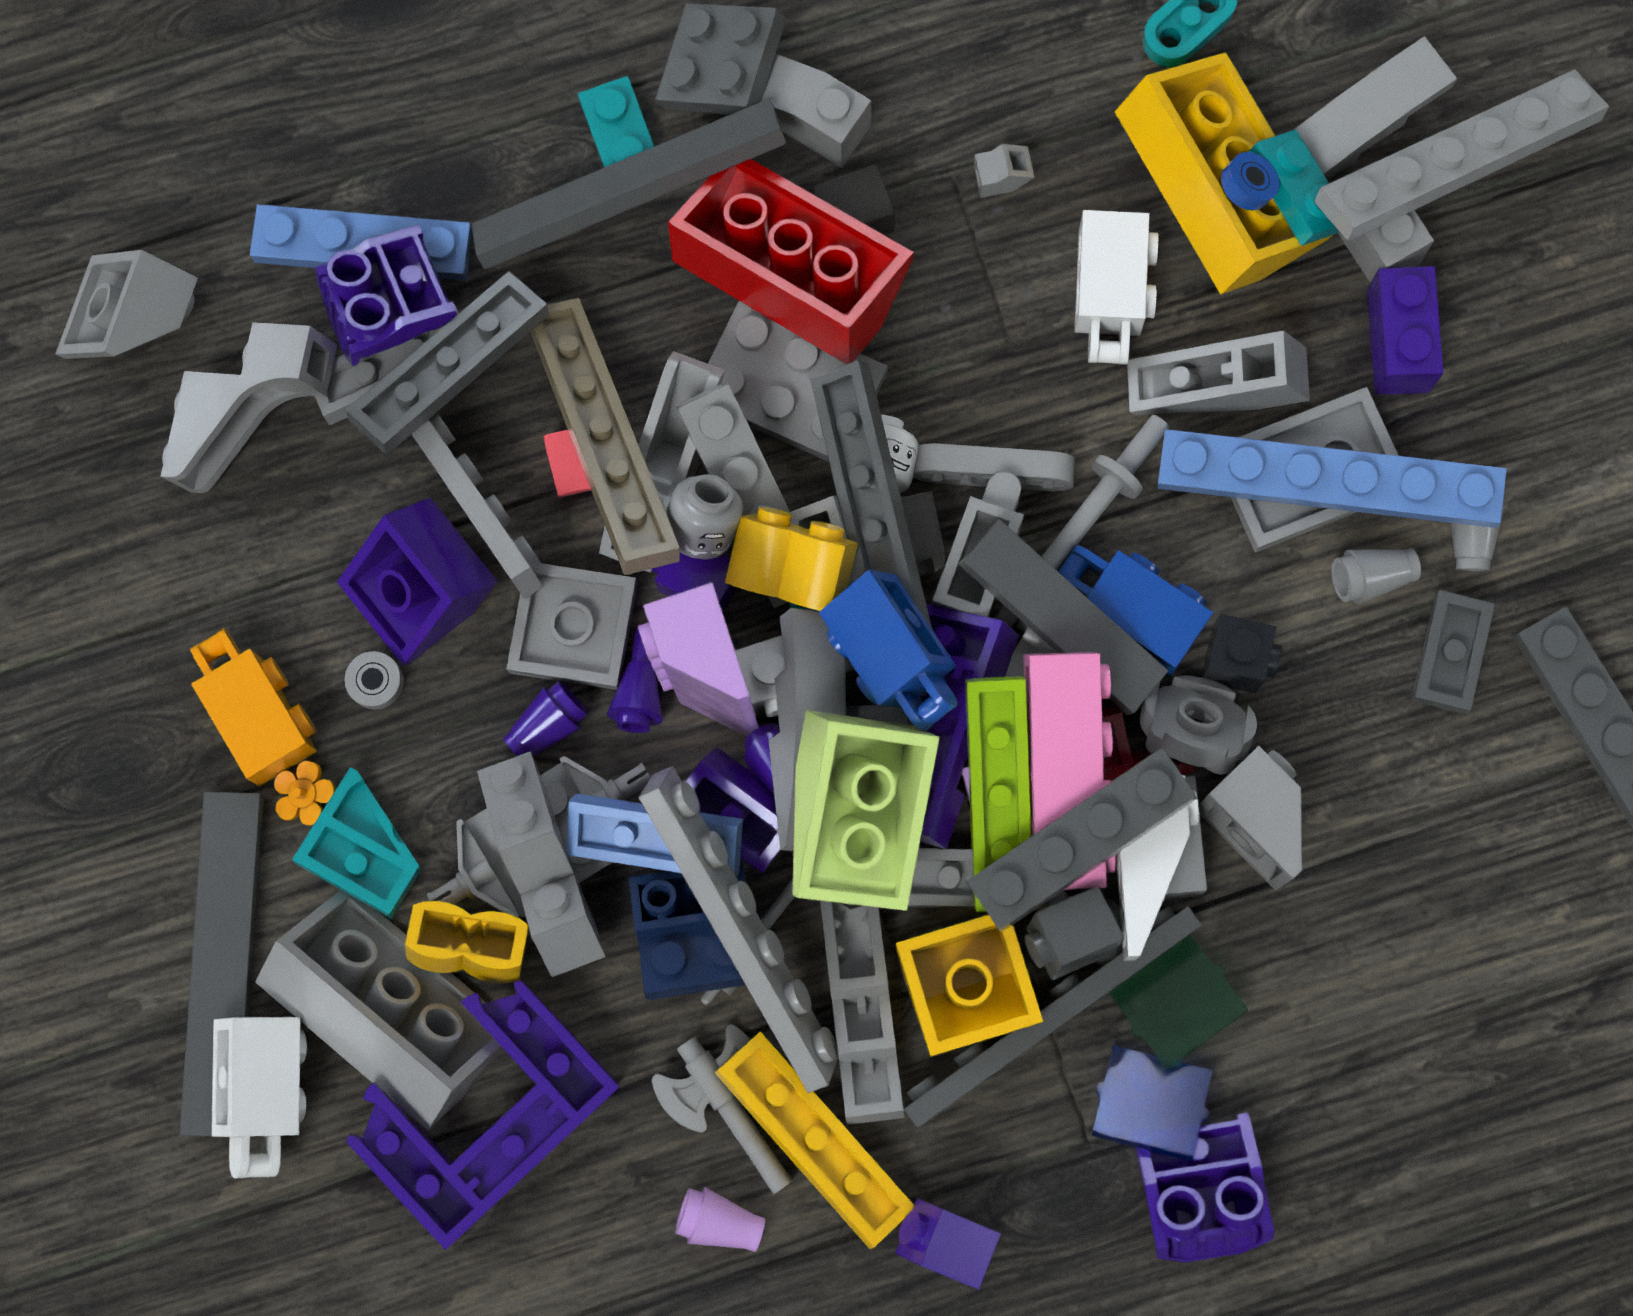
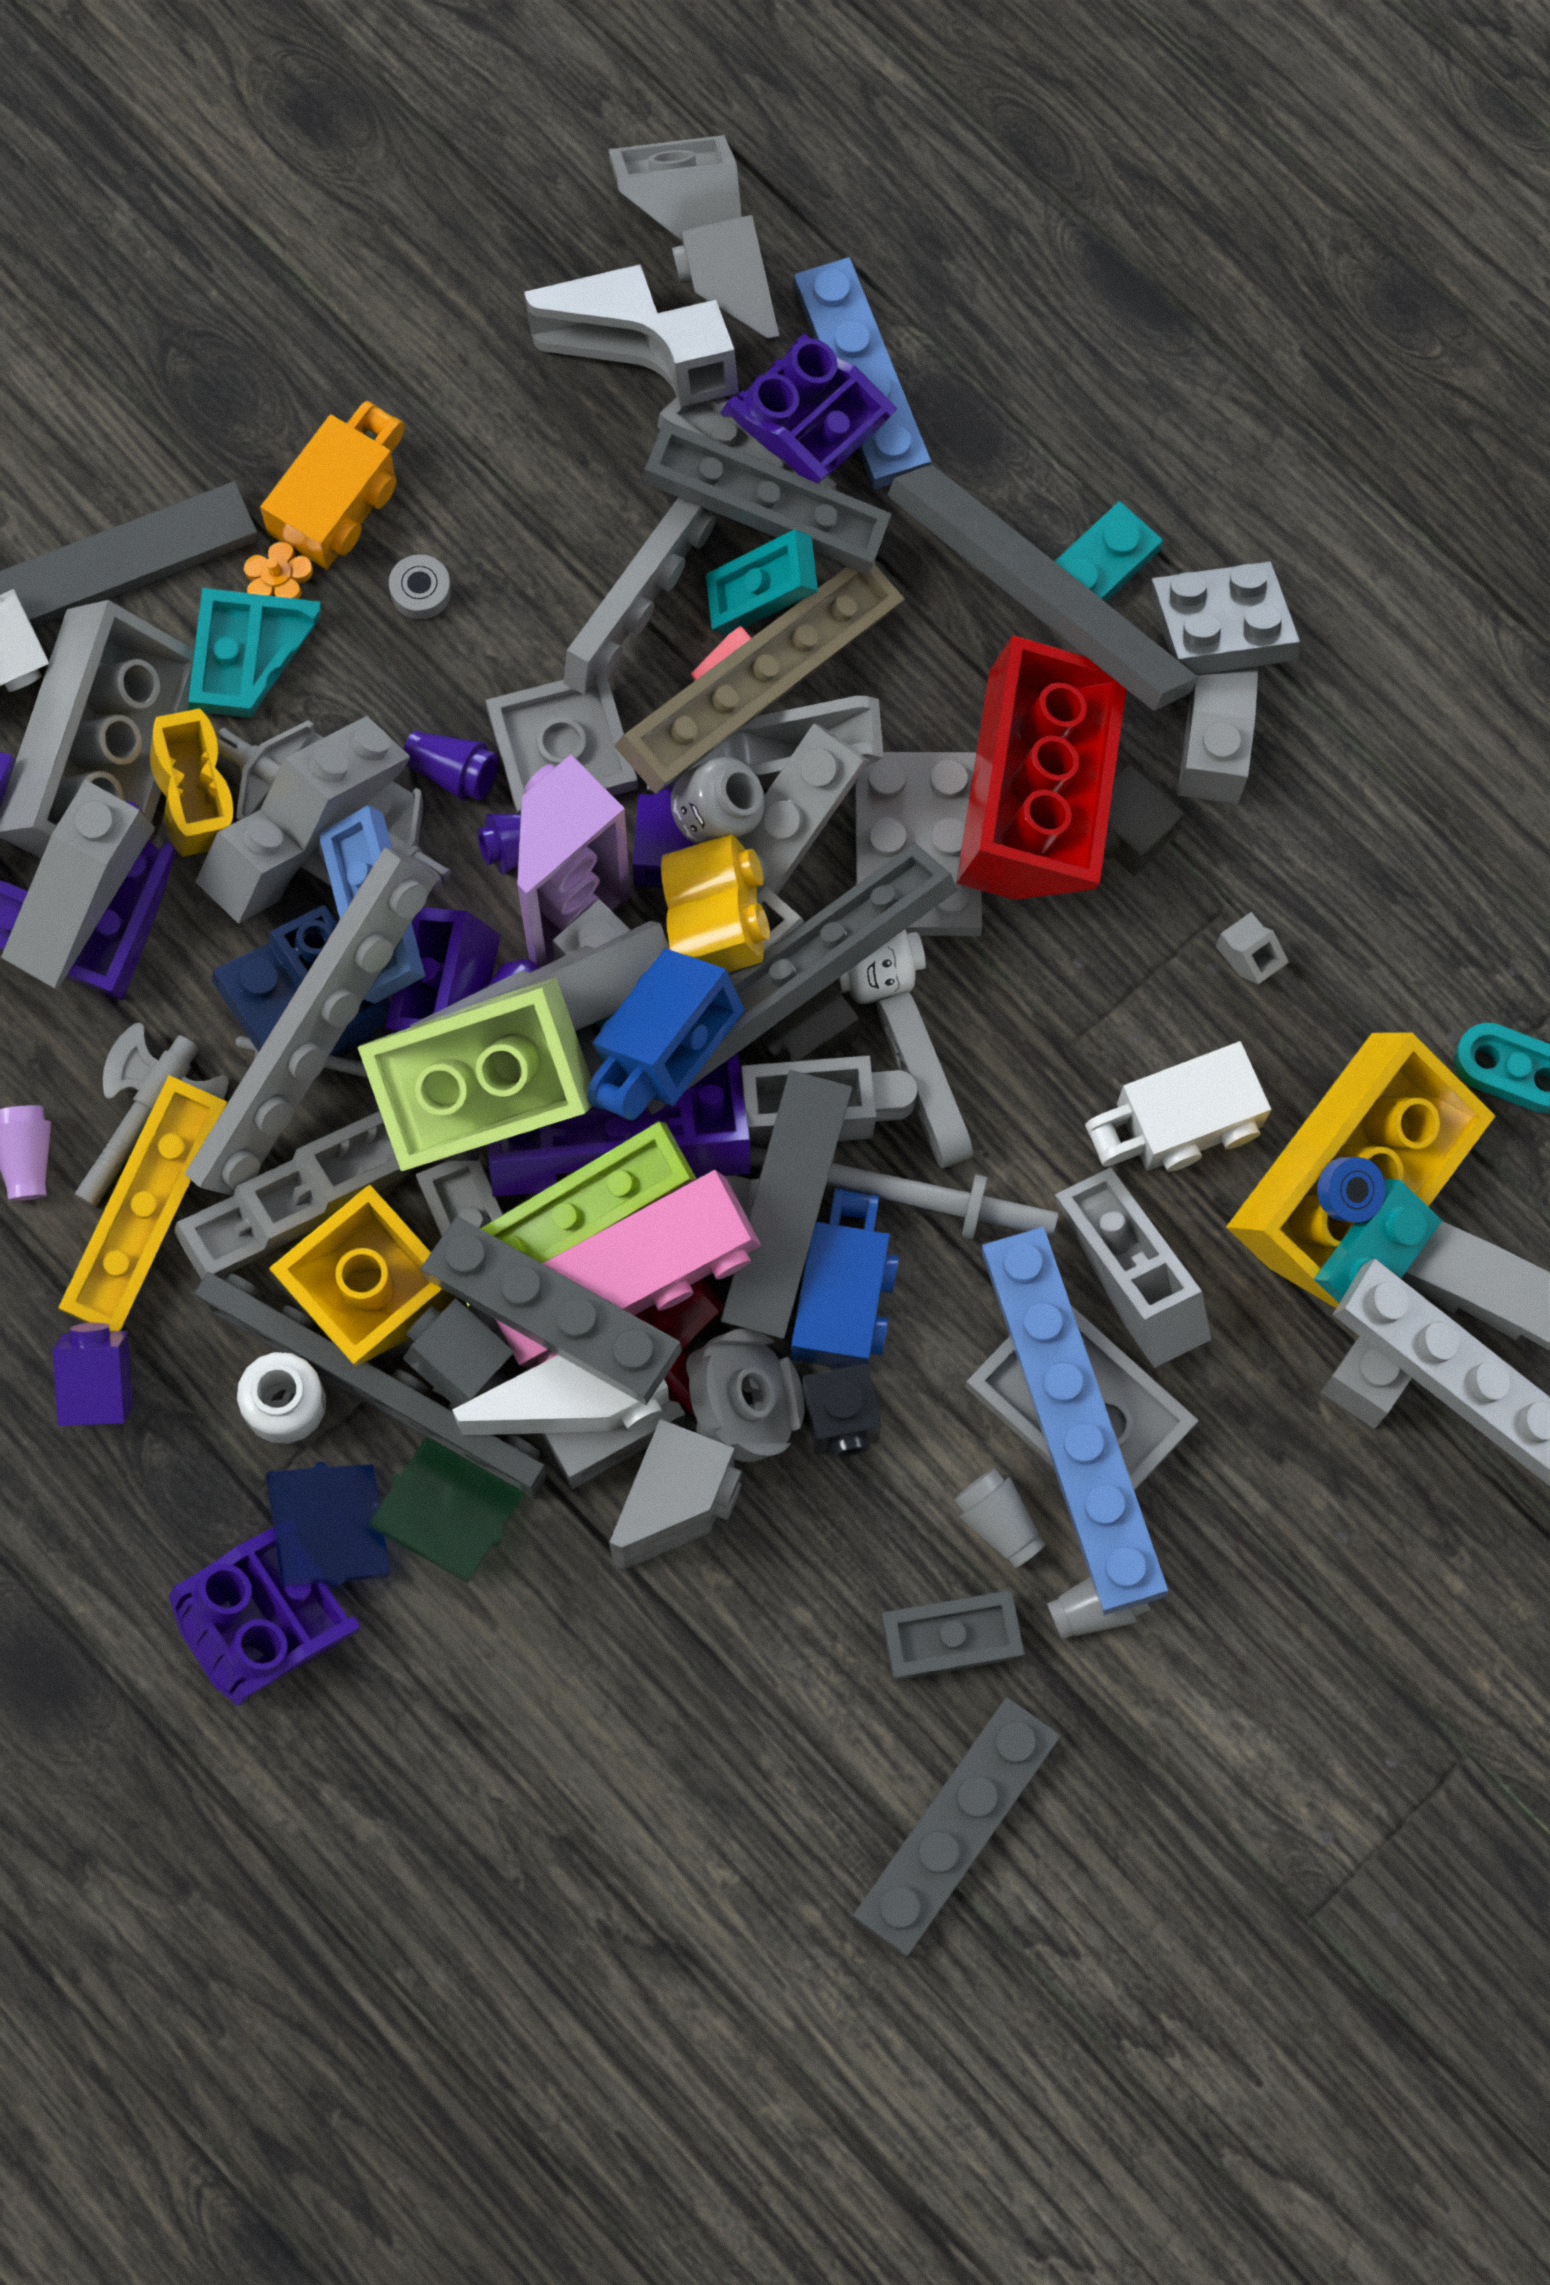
camera: 55 degrees right, 5 degrees down
(224, 301) = (728, 267): none -> light grey slope
(415, 579) = (538, 576): dark purple slope -> none
(516, 400) = (762, 582): none -> teal plate
(520, 1078) = (75, 882): none -> light grey slope
(1054, 1086) = (275, 1377): none -> white head
(1404, 330) = (1280, 1433): dark purple brick -> none

